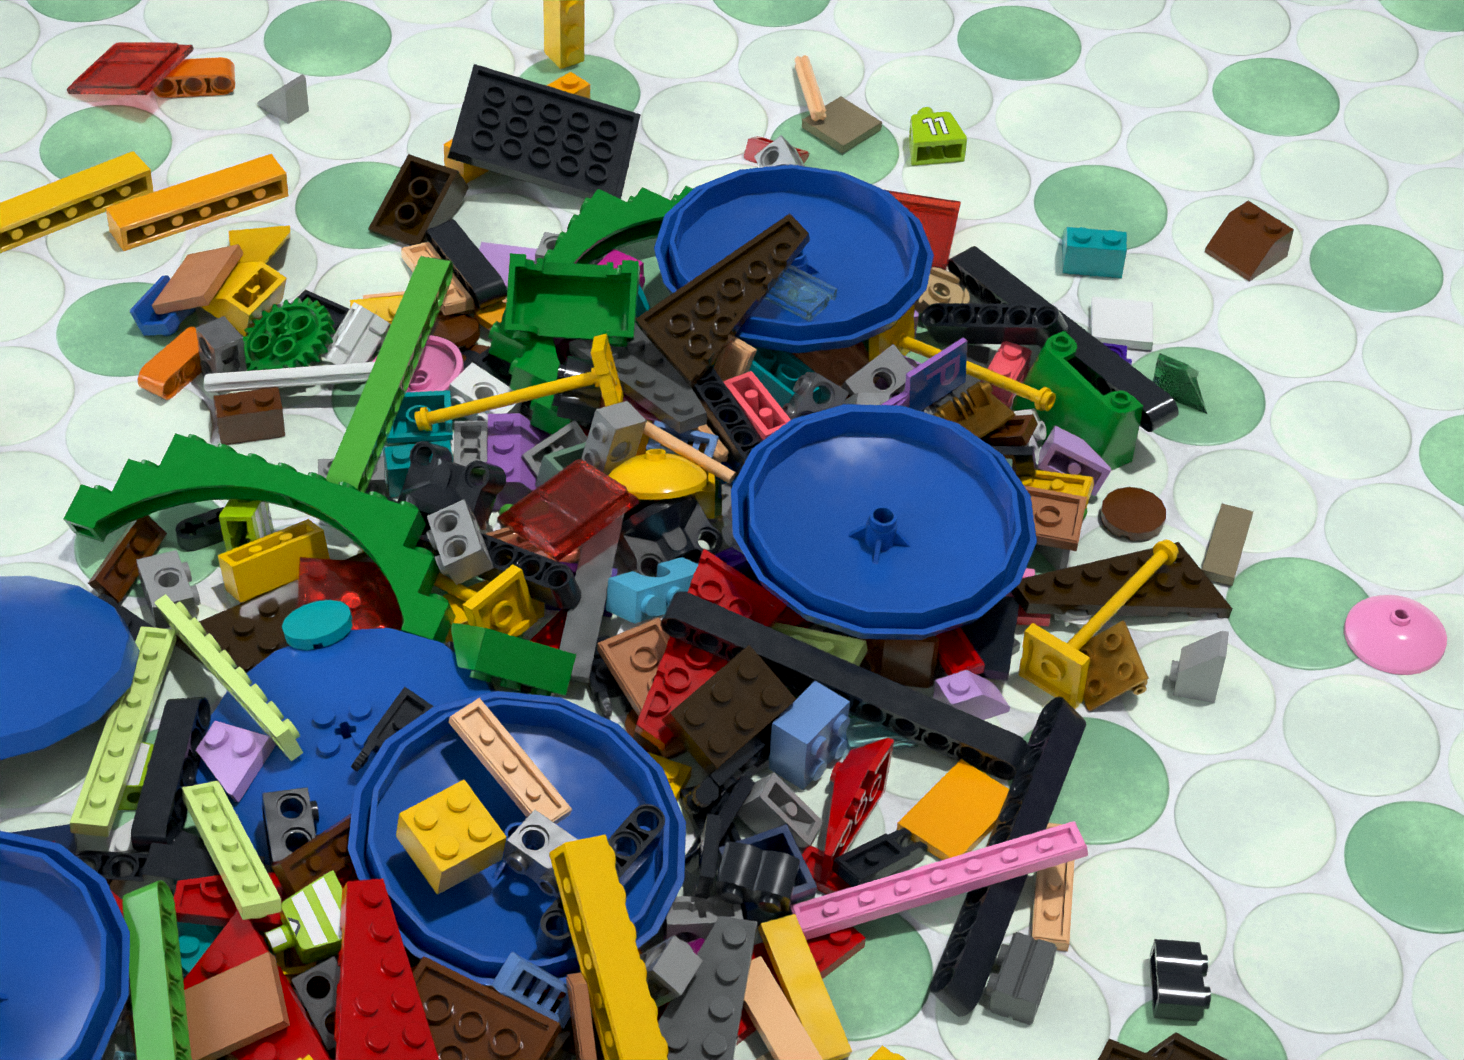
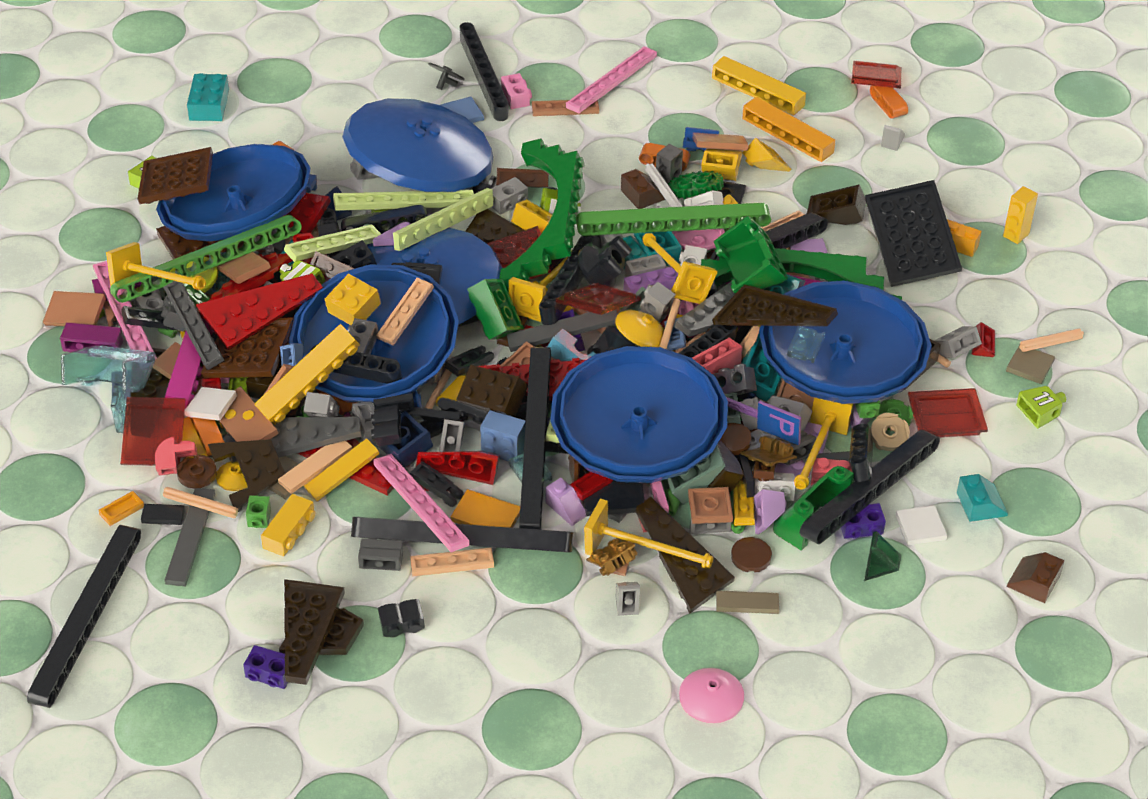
camera: 75 degrees right, 0 degrees up
(317, 623) = (490, 240): teal tile -> none
(459, 542) = (557, 267): light grey brick -> none

